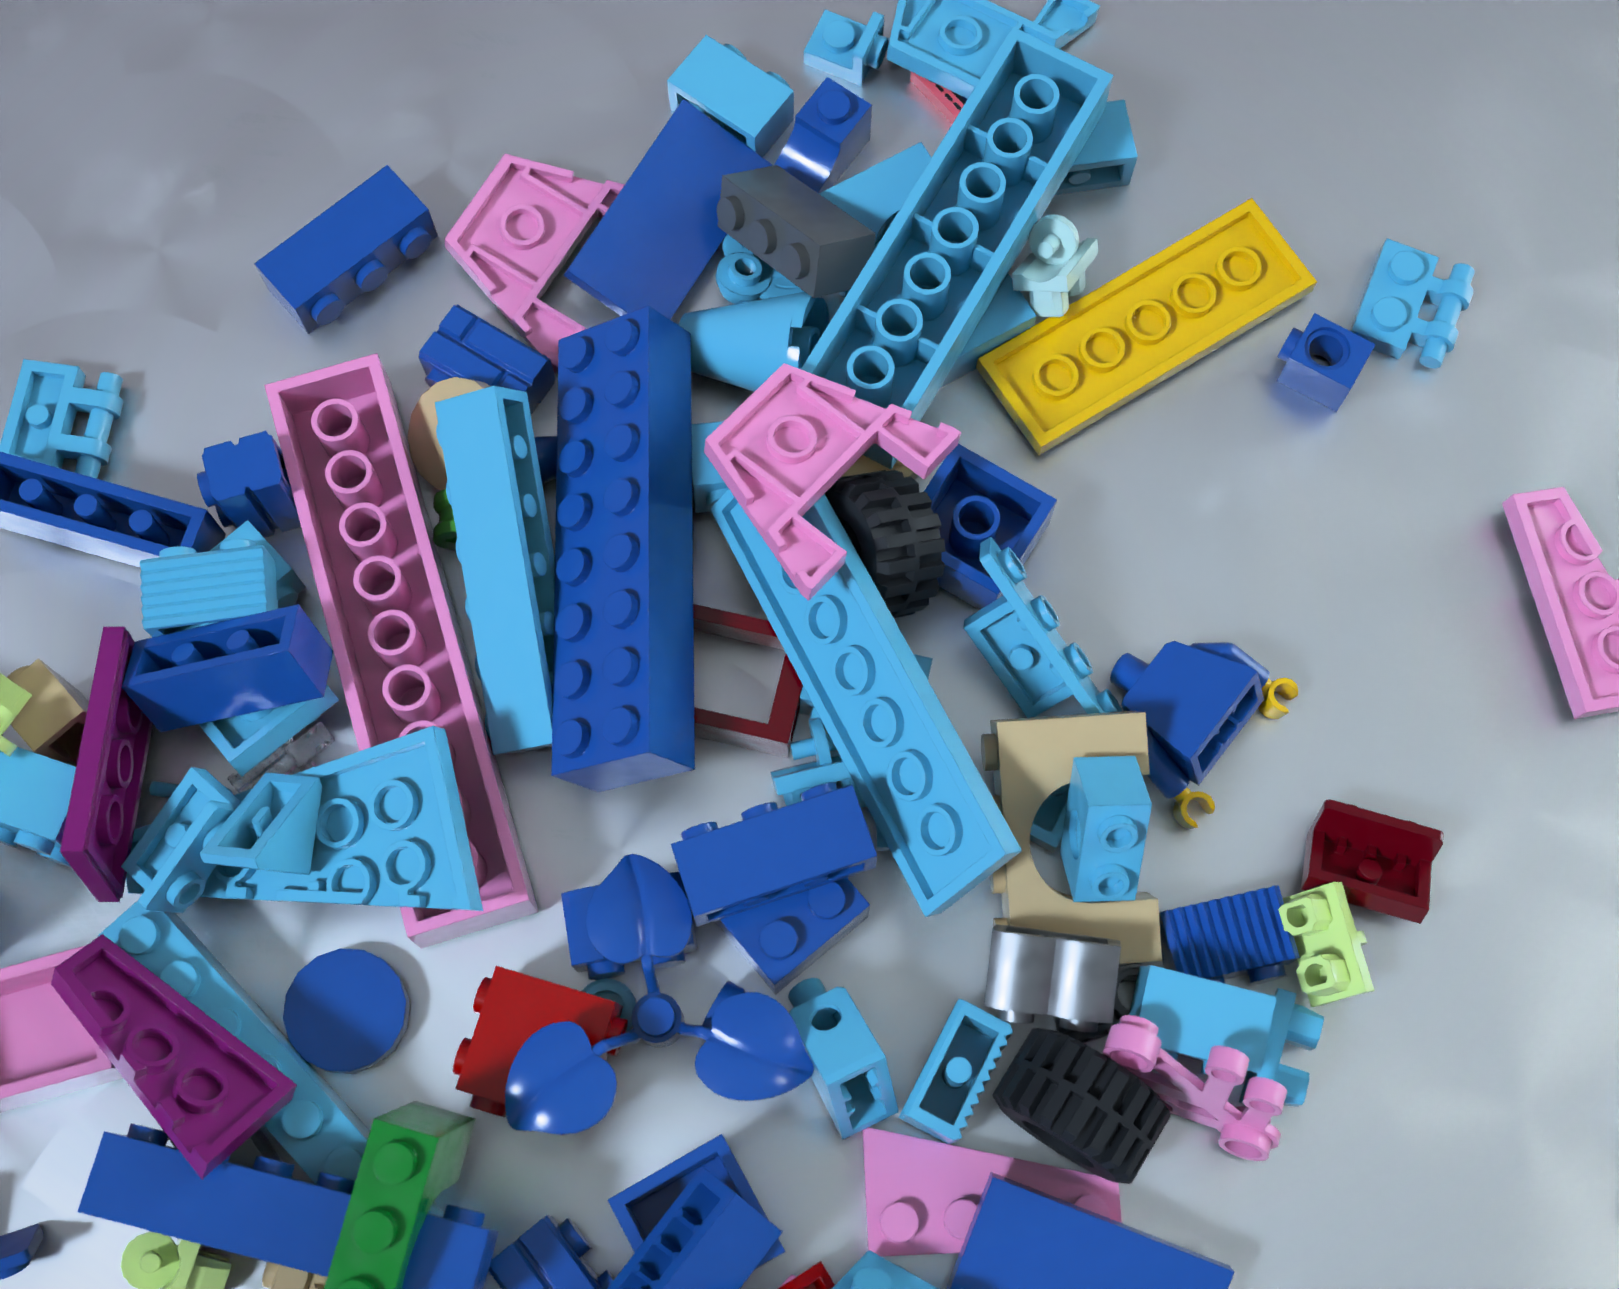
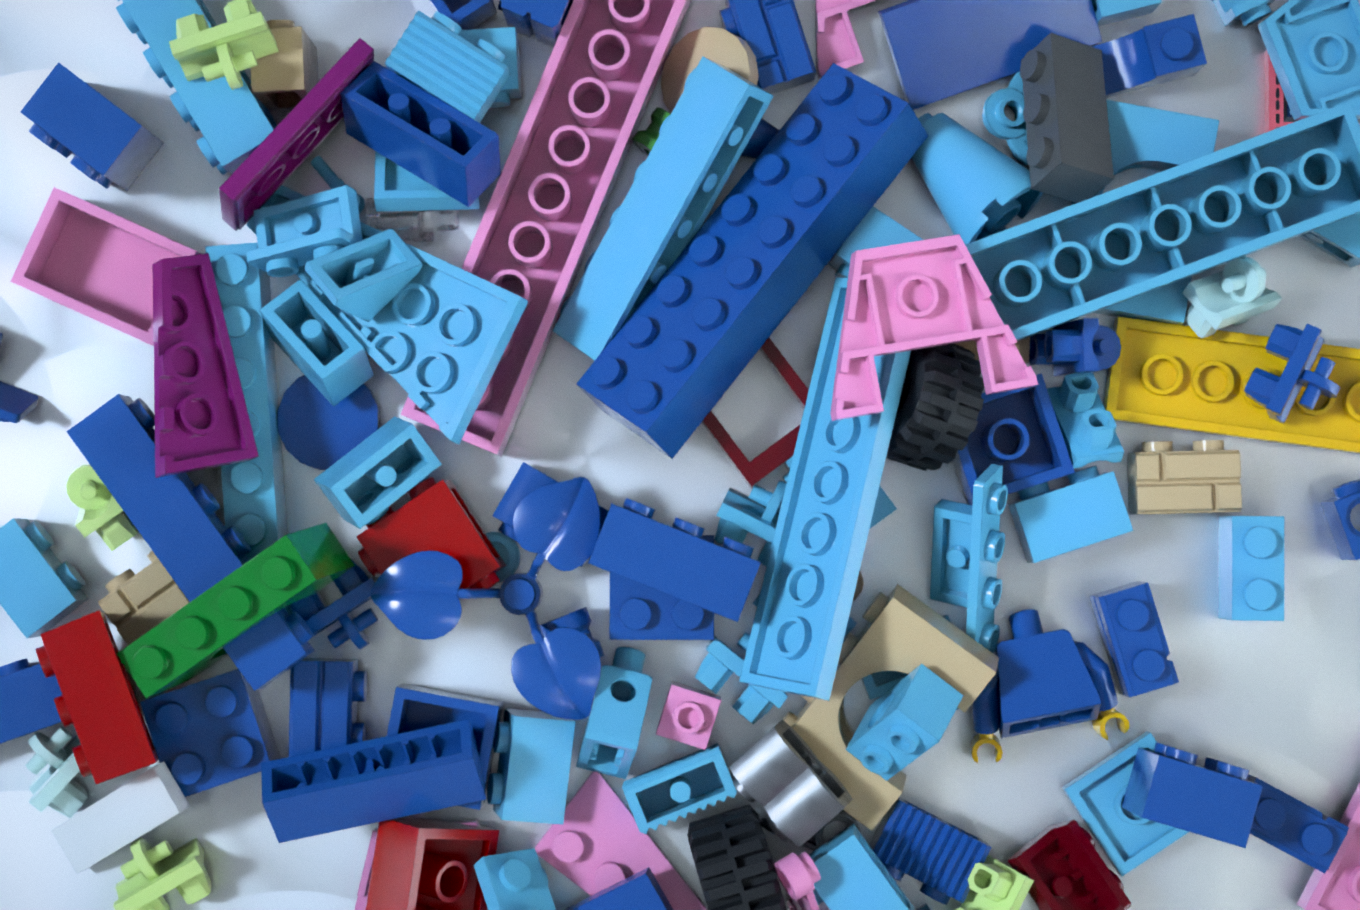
camera: 40 degrees right, 15 degrees up
(276, 939) = (317, 342): none -> medium azure brick
(430, 1013) = (378, 472): none -> medium azure brick
(499, 1148) = (356, 588): none -> blue hips
(801, 1172) = (531, 767): none -> medium azure brick
(897, 922) = (721, 664): none -> medium azure hips
(906, 999) = (688, 715): none -> bright pink brick
(968, 401) = (1075, 347): none -> blue hips
(1033, 457) = (1084, 421): none -> medium azure hips
(1084, 547) = (1070, 515): none -> medium azure brick
(1148, 262) = (1300, 351): none -> blue hips
(1152, 445) = (1184, 480): none -> tan brick
(1231, 605) = (1133, 639): none -> blue brick
(1272, 469) = (1251, 568): none -> medium azure brick
(1361, 747) = (1099, 800): none -> medium azure plate
(1407, 682) = (1195, 798): none -> blue brick
(1499, 654) = (1296, 827): none -> blue brick

